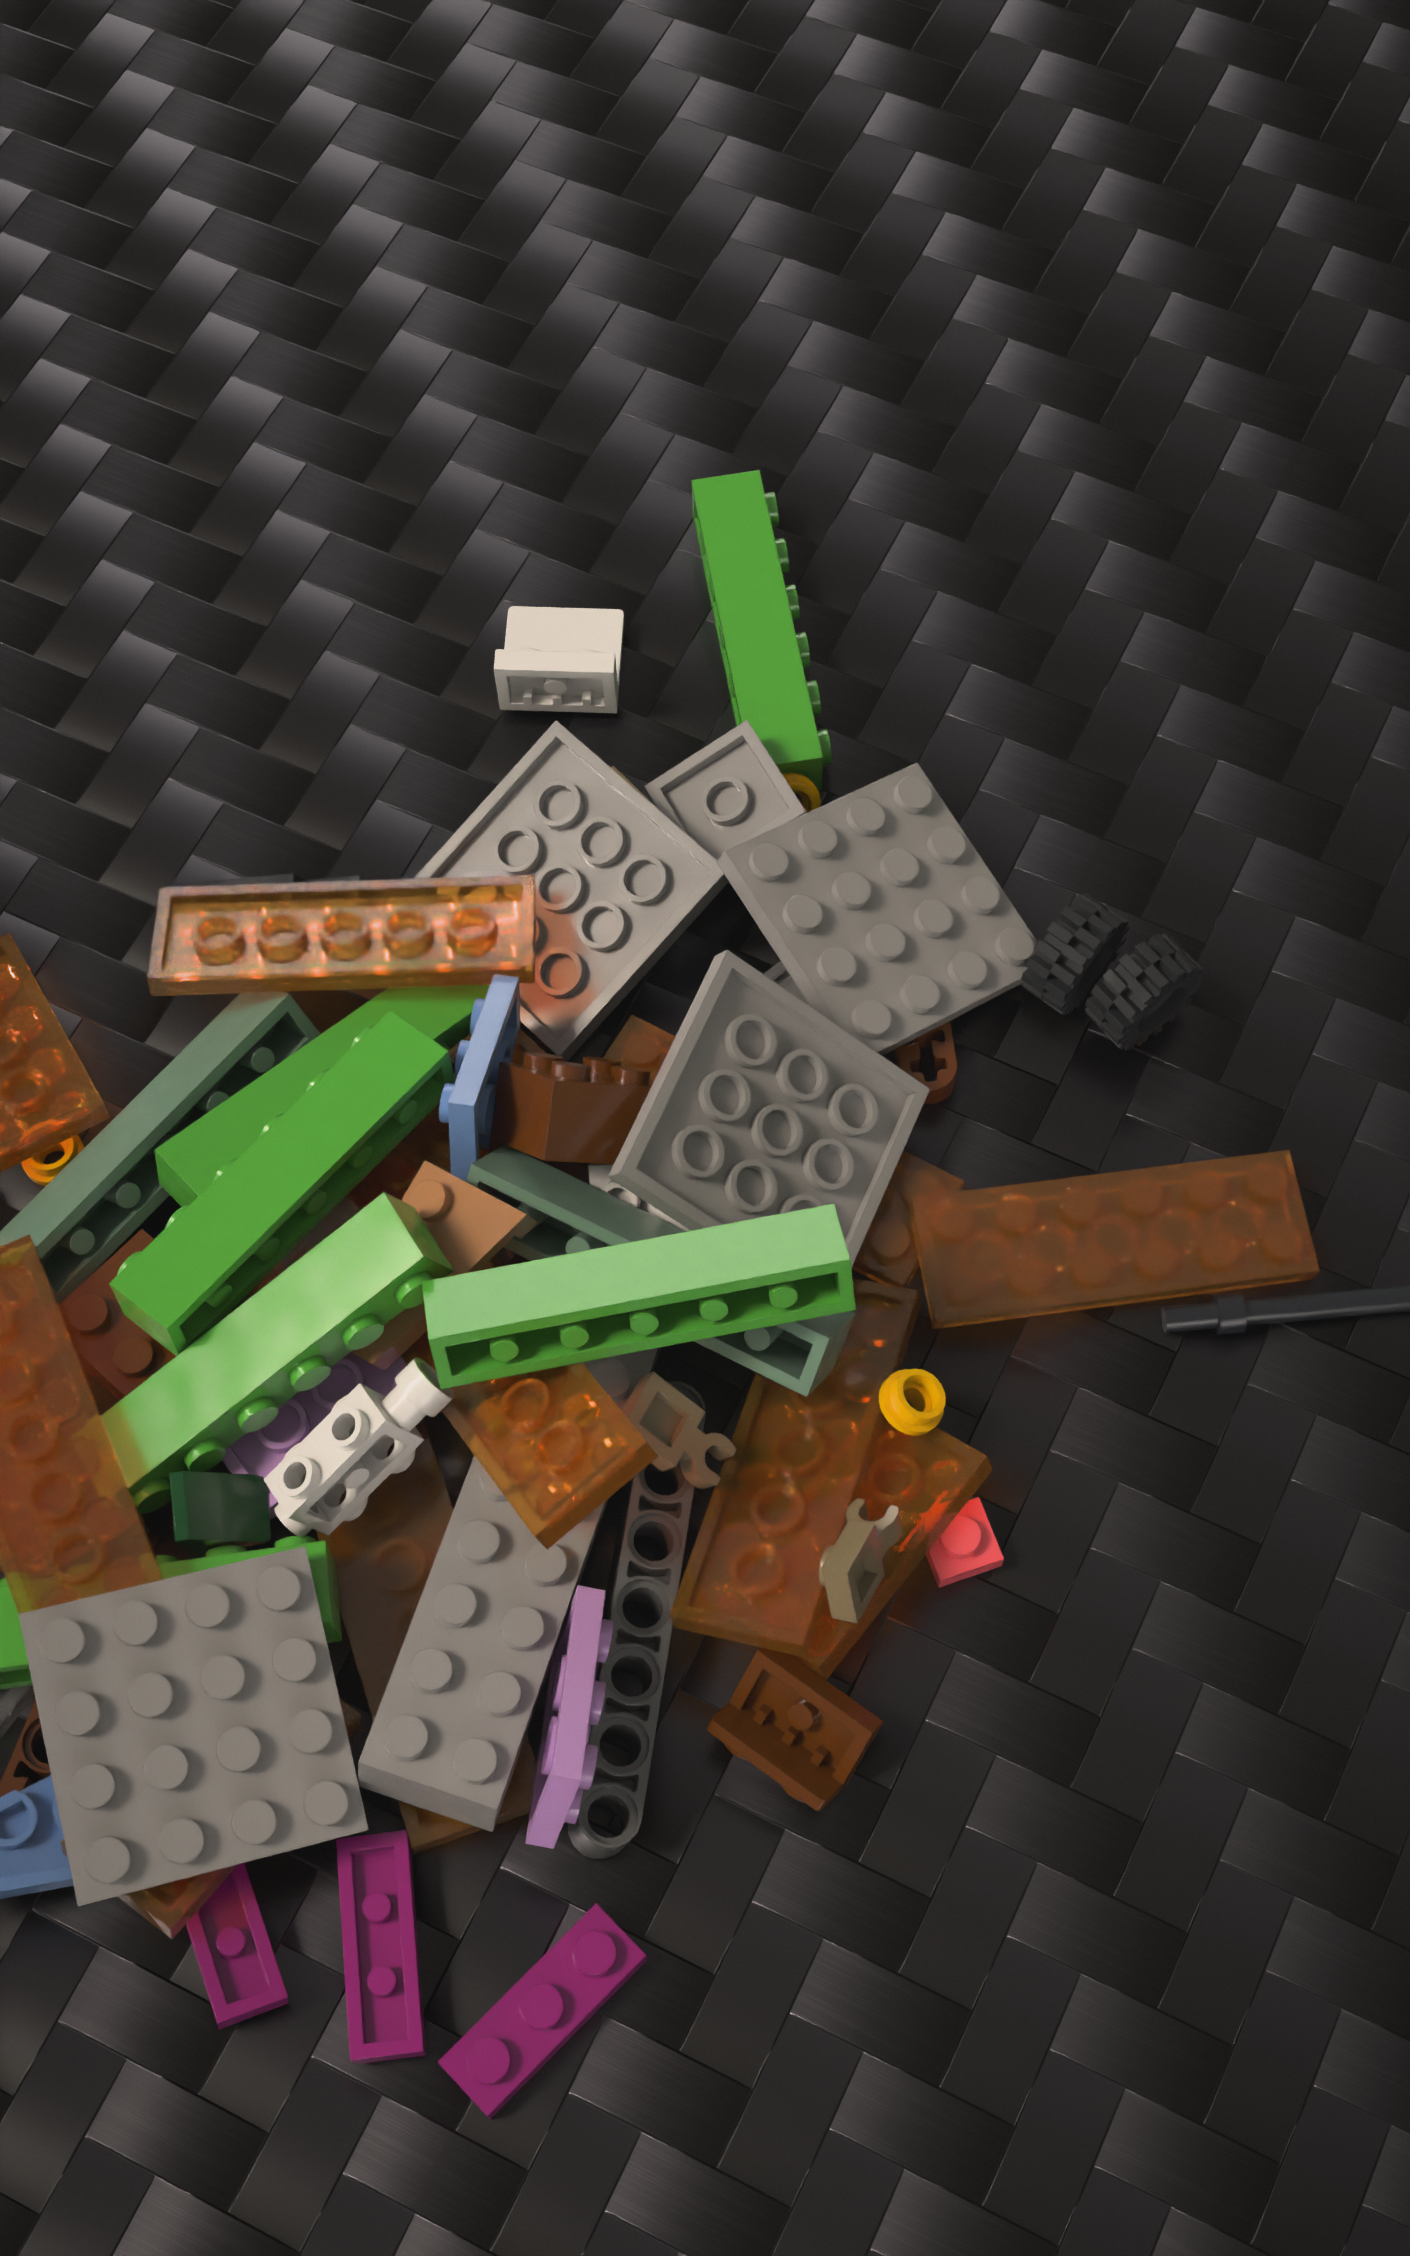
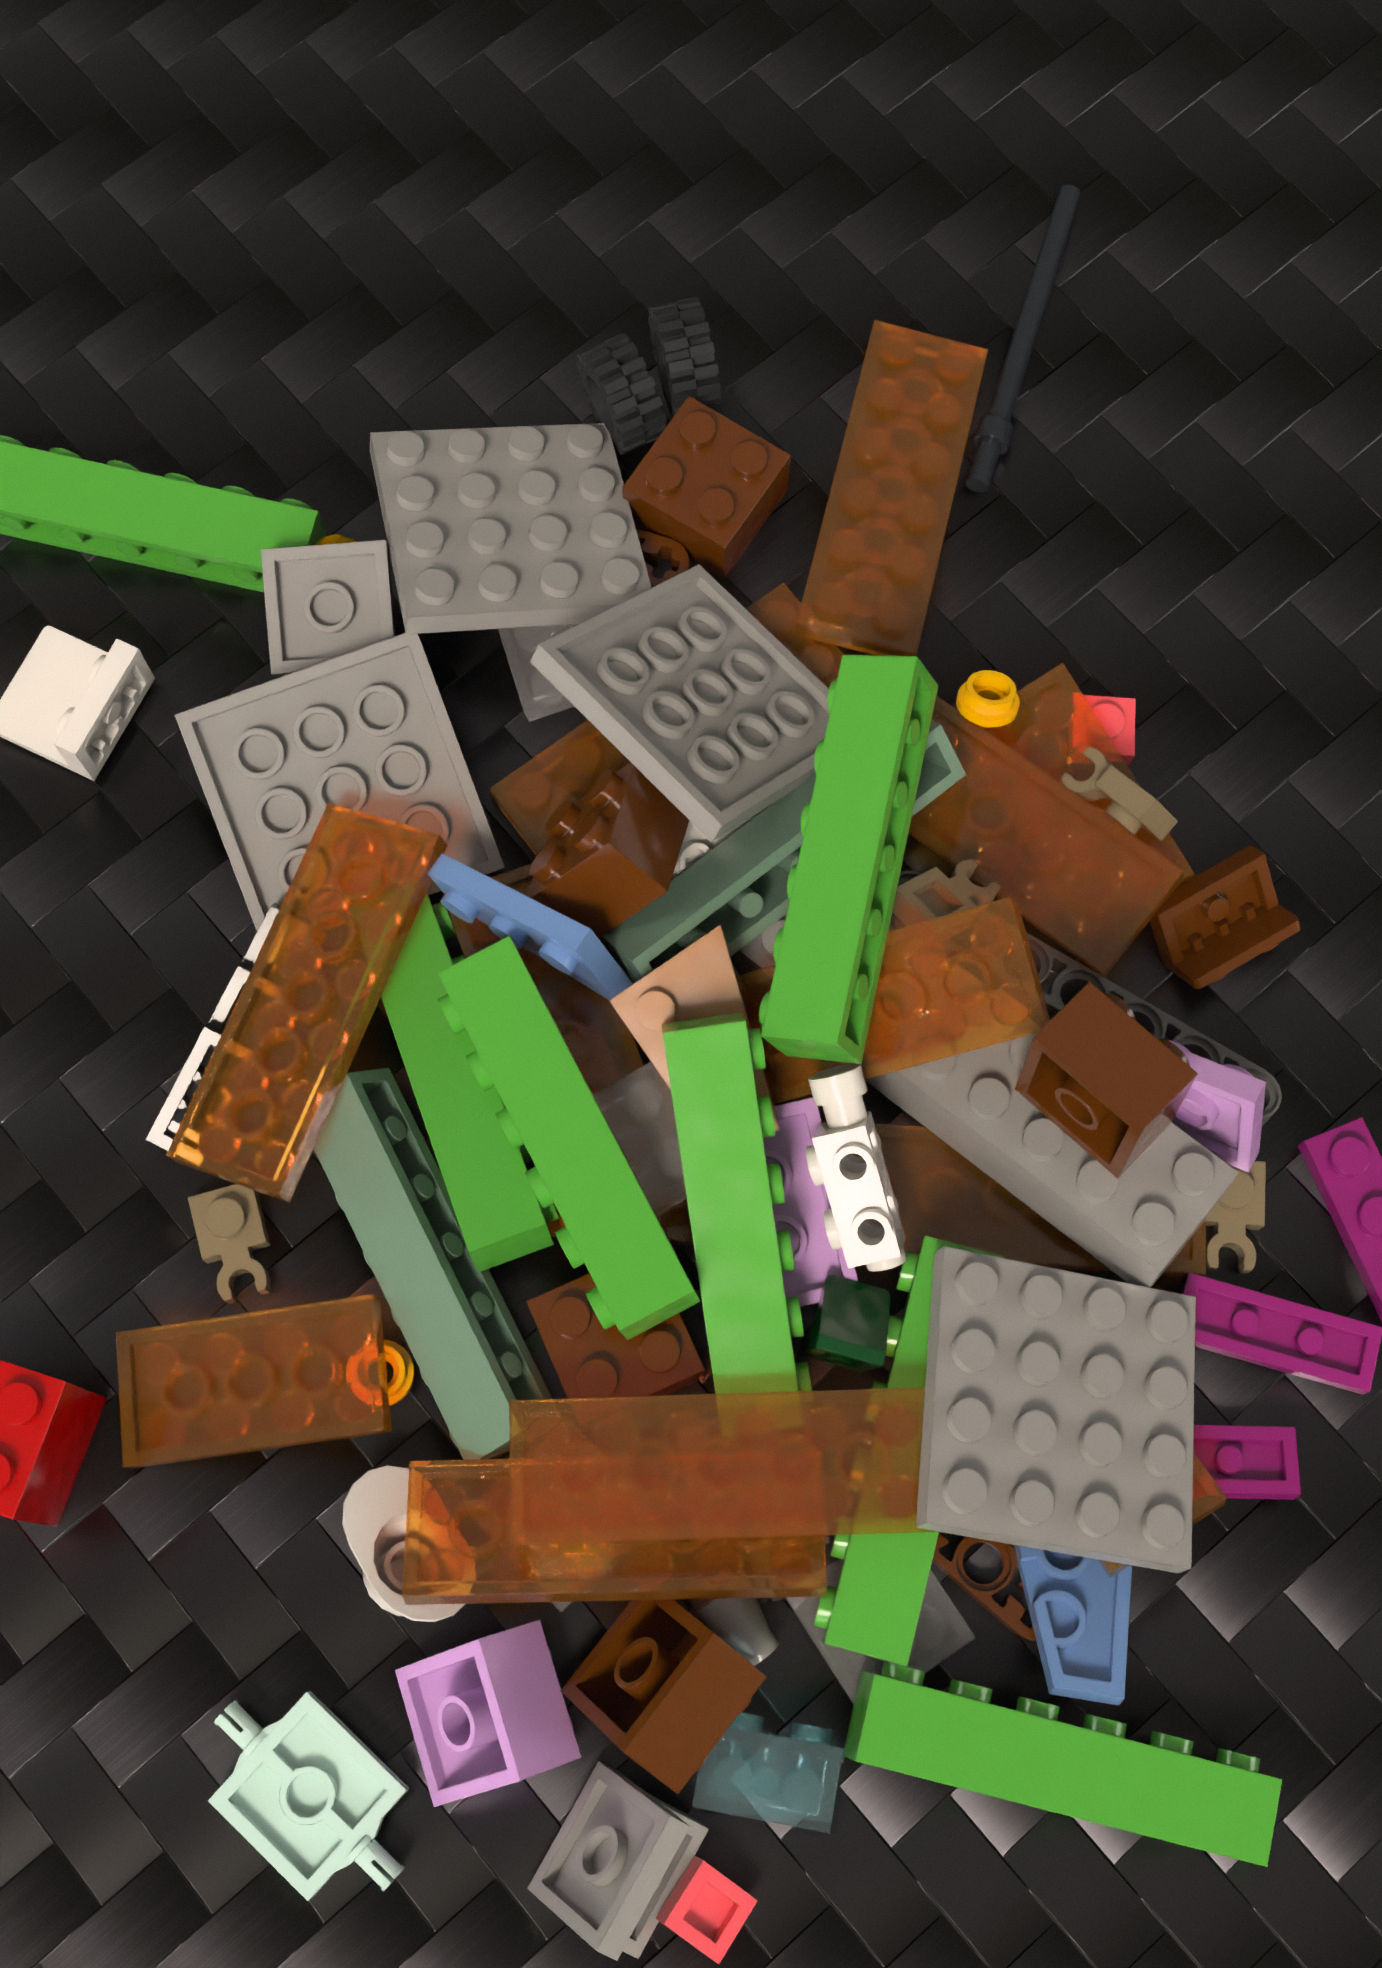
camera: 70 degrees left, 10 degrees up
(124, 994) = (228, 1229): none -> dark tan plate
(498, 1859) = (1238, 1210): none -> dark tan plate
(507, 1622) = (1105, 1078): none -> reddish brown brick
(1023, 1071) = (707, 486): none -> reddish brown brick

